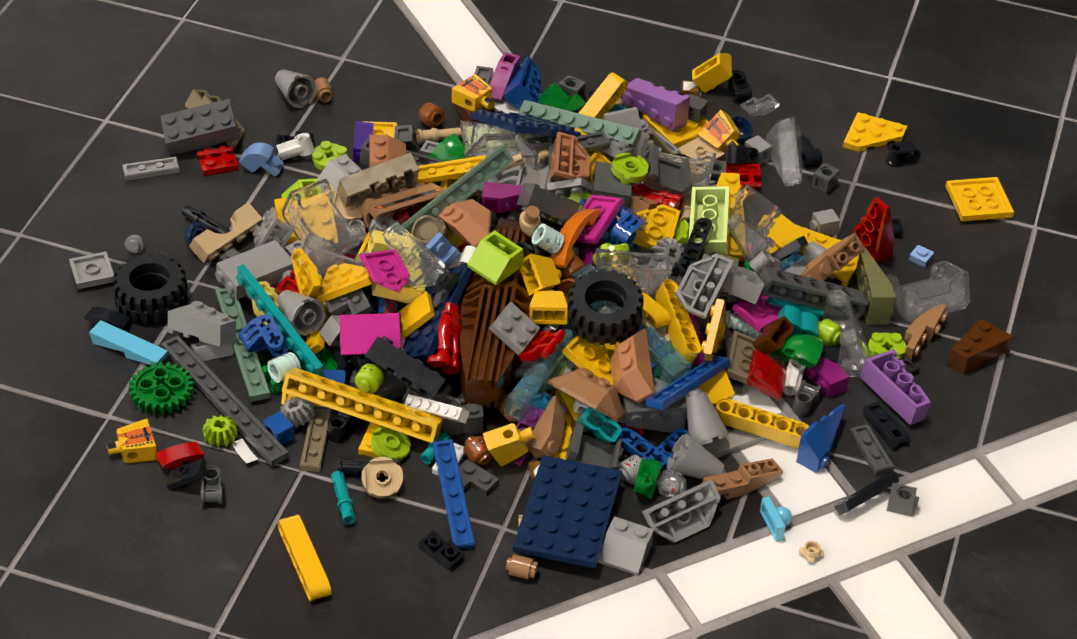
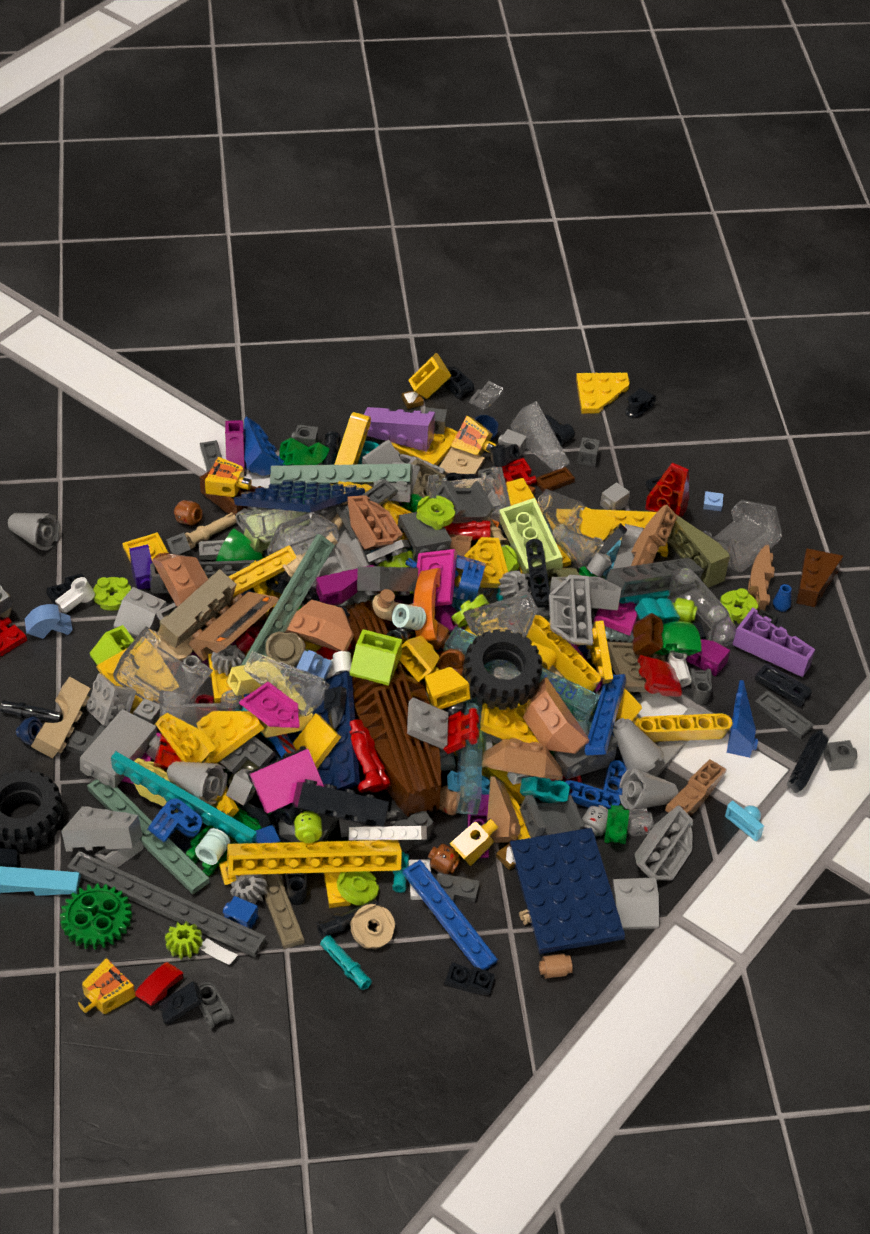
camera: 25 degrees left, 5 degrees up
(304, 557) = (347, 1044): yellow beam -> none
(324, 90) = (67, 522): medium nougat brick -> none
(780, 192) = (555, 479): none -> reddish brown tile
(811, 551) = (794, 834): tan plate -> none
(933, 354) = (782, 600): none -> blue cone
(979, 199) = (730, 426): yellow plate -> none

